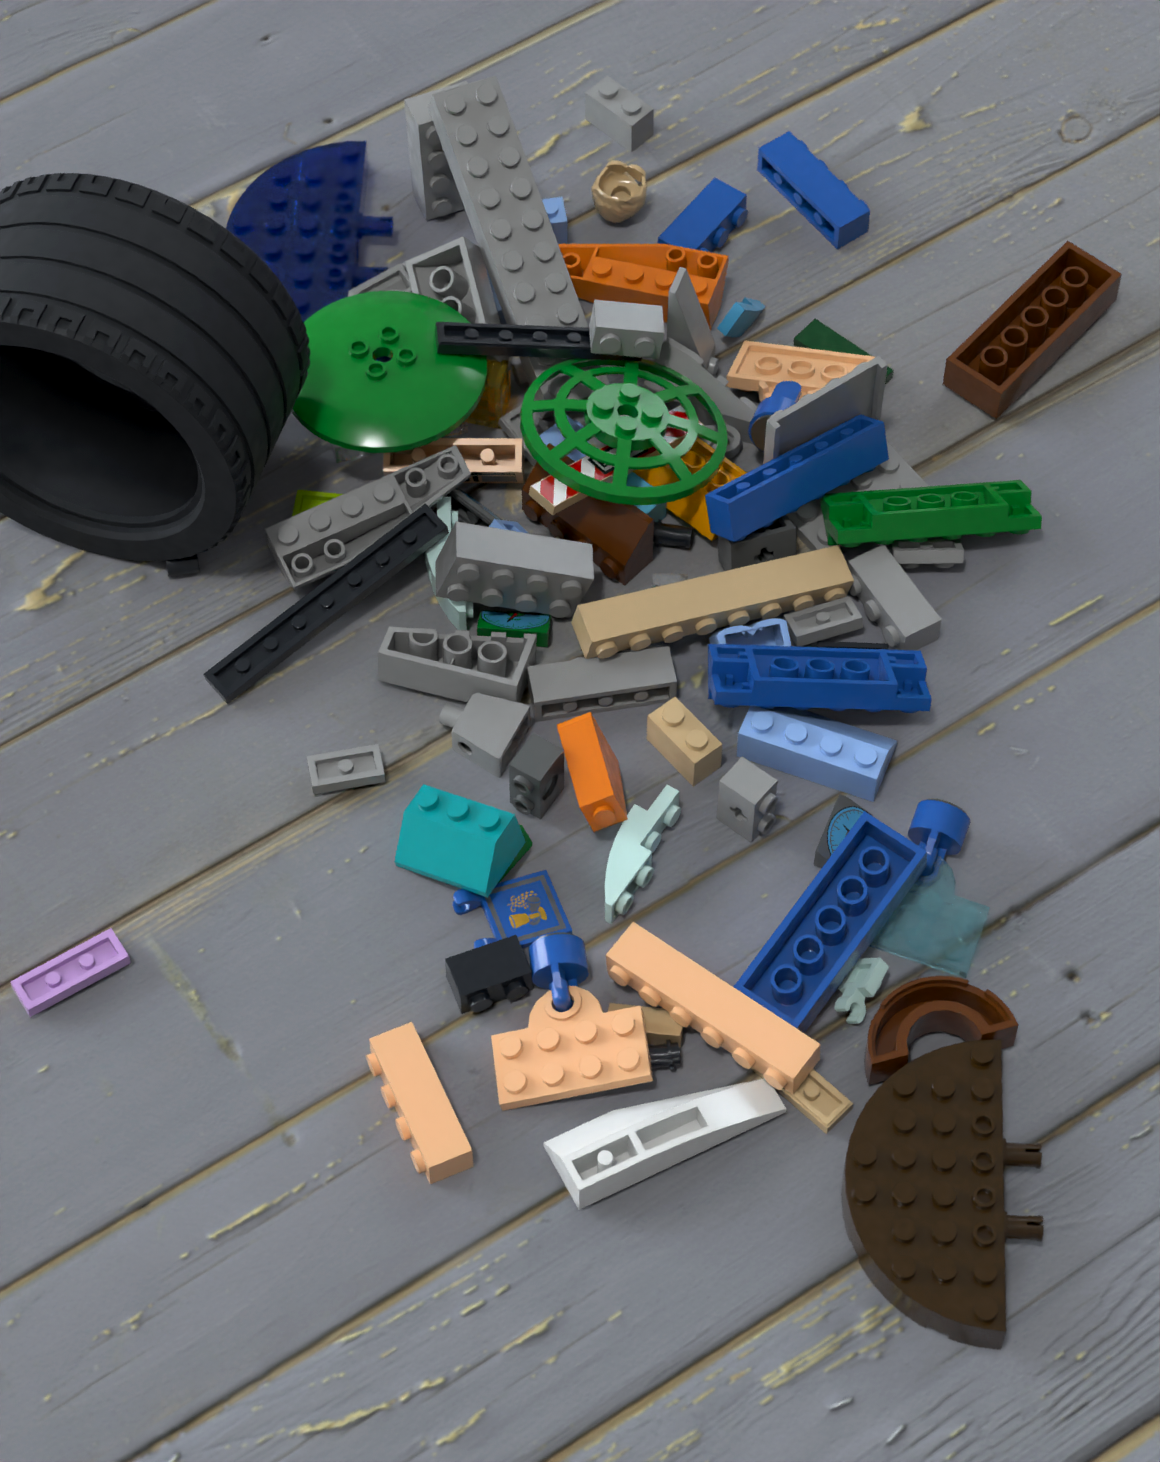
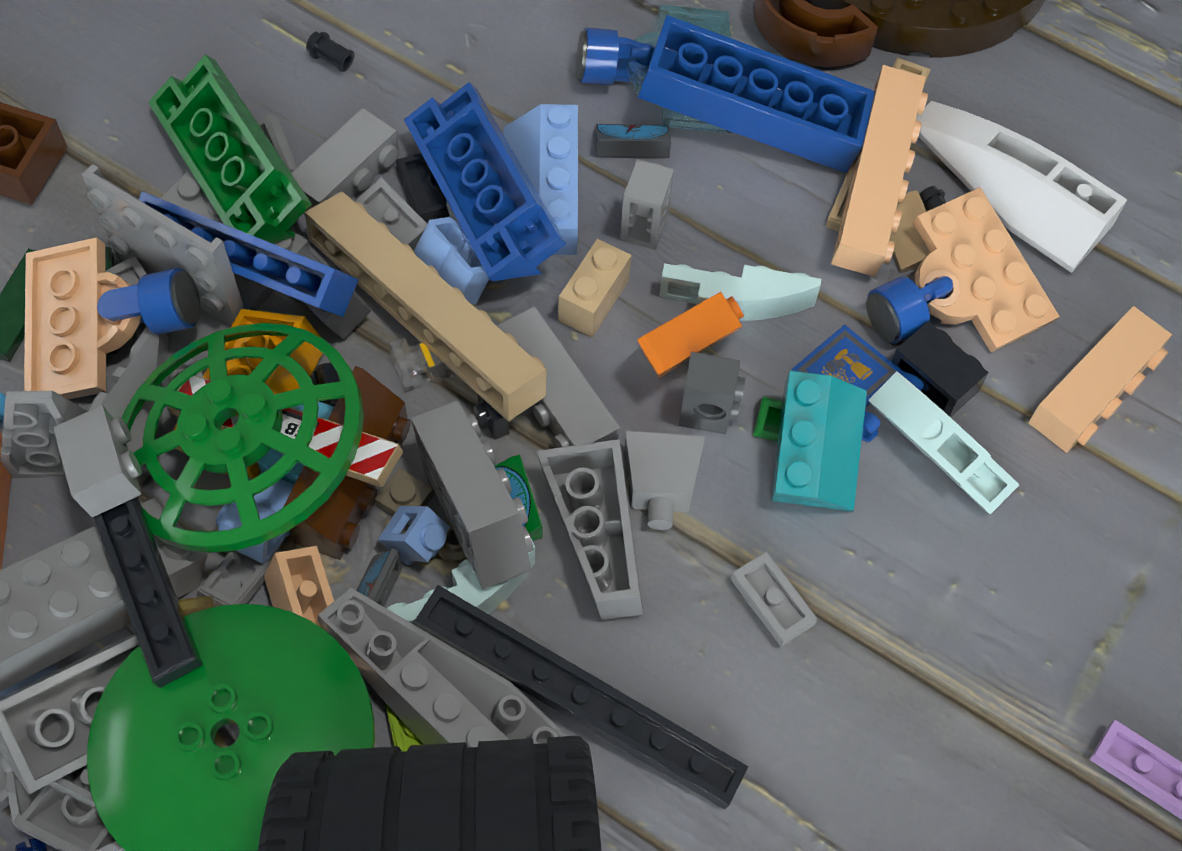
camera: 115 degrees left, 5 degrees up
(426, 931) = (944, 442): none -> light aqua slope
(1042, 623) = (323, 47): none -> black pin

